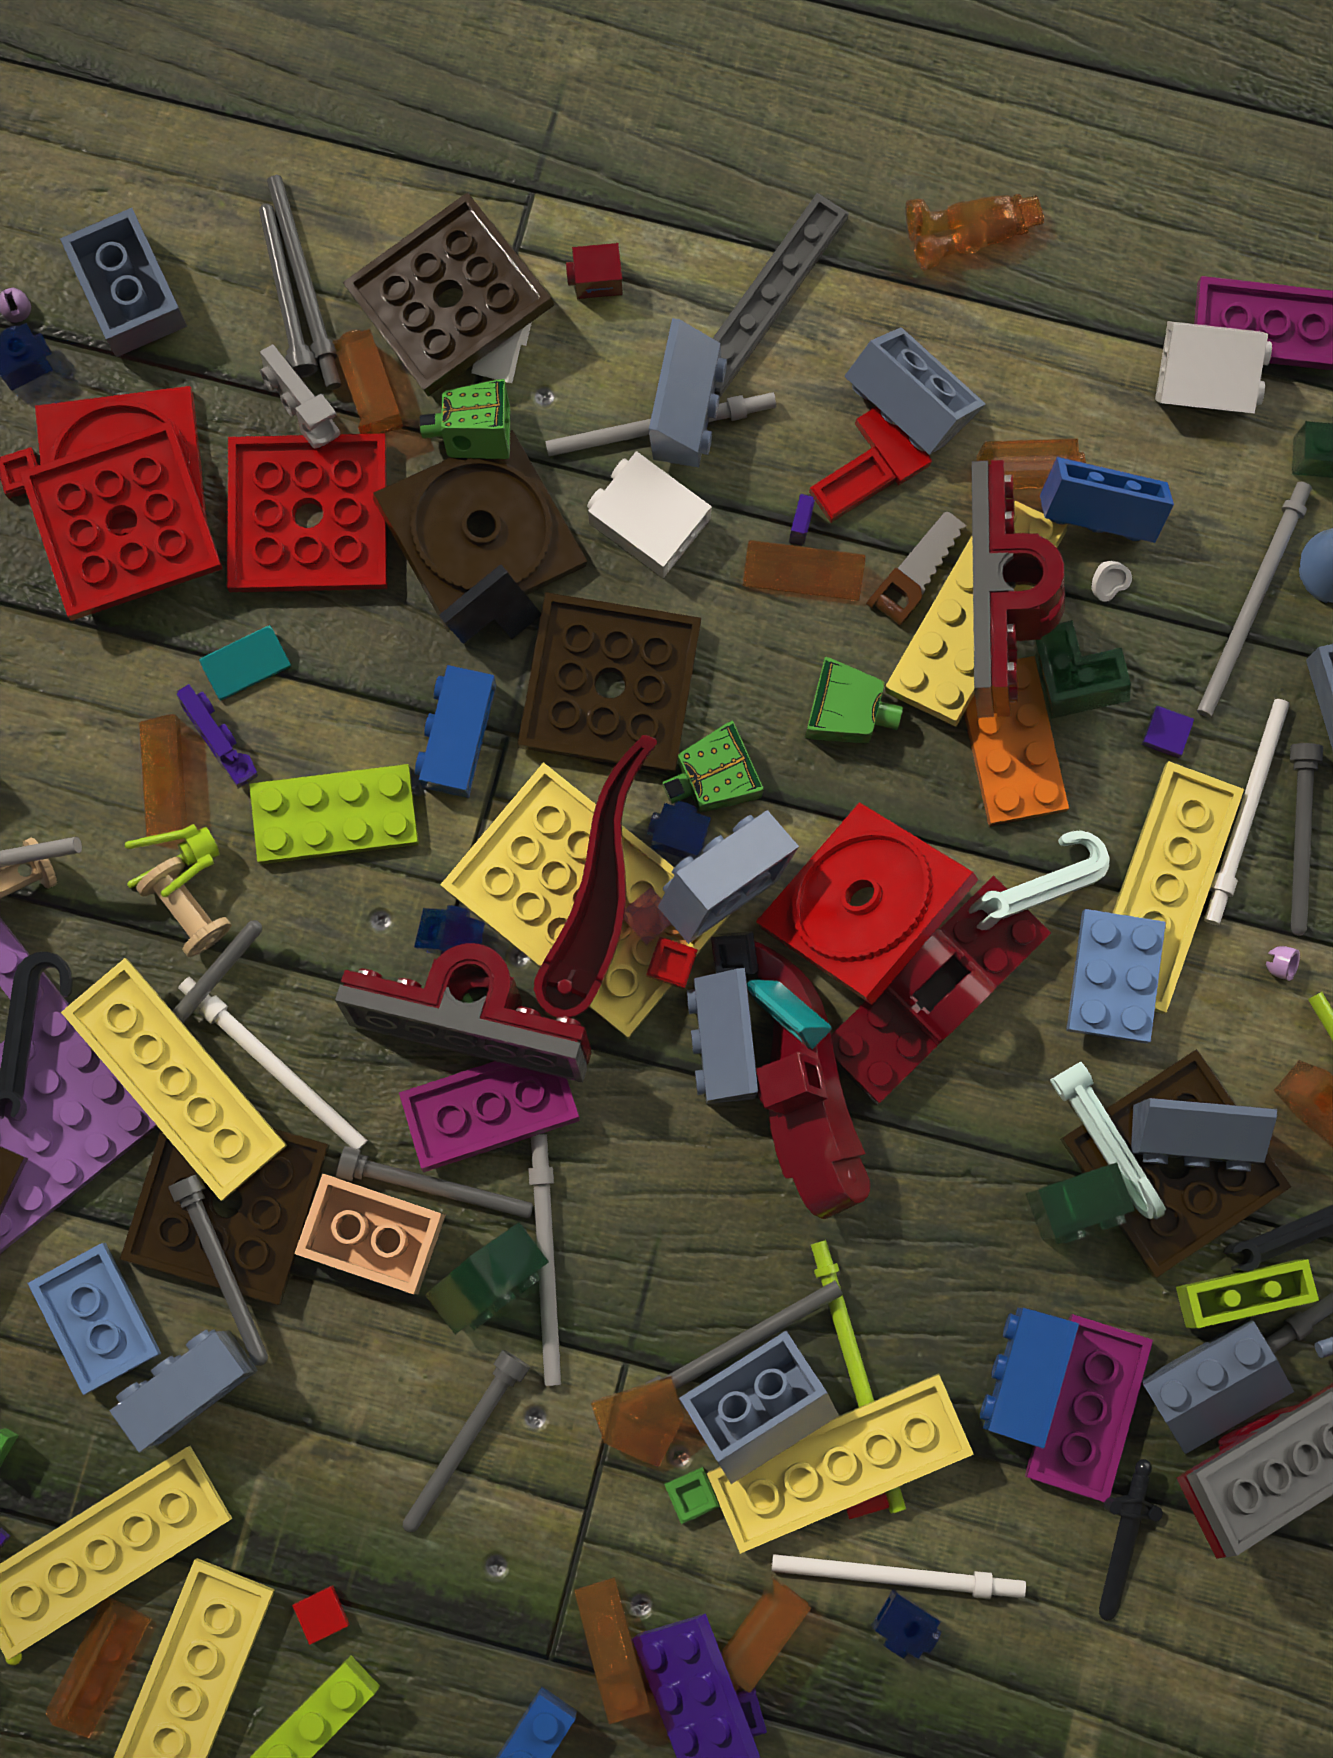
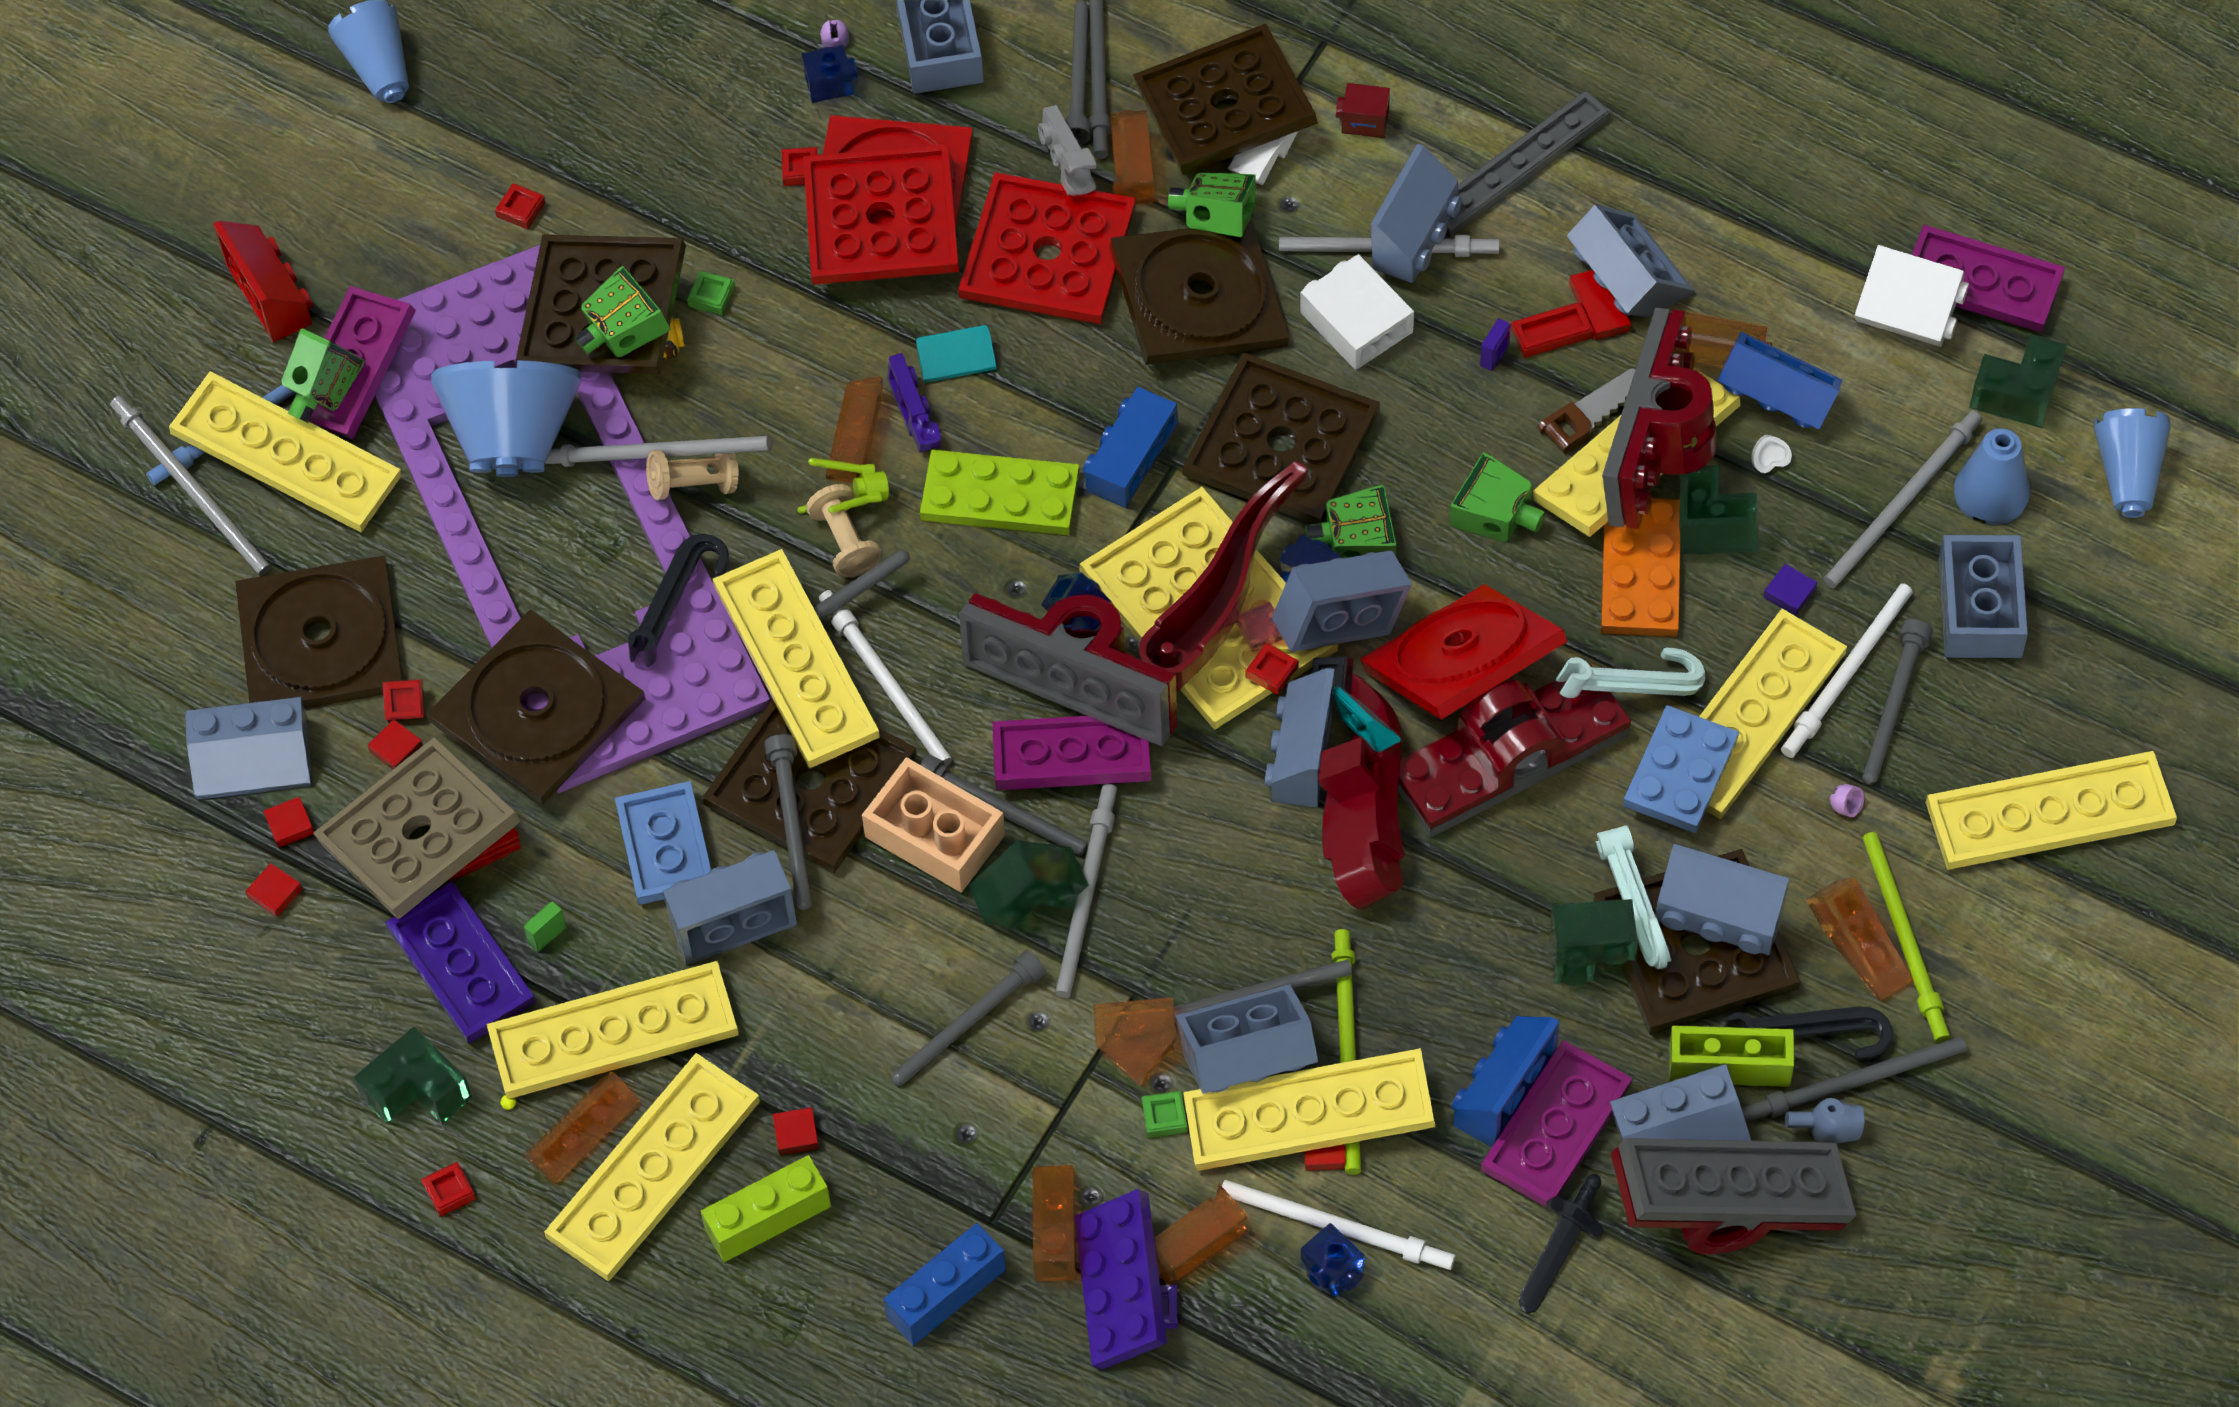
camera: 20 degrees right, 20 degrees down
(491, 598) = (1193, 340): black tile -> none
(804, 570) = (1487, 386): clear orange slope -> none
(976, 221) = (1722, 142): clear orange piece -> none

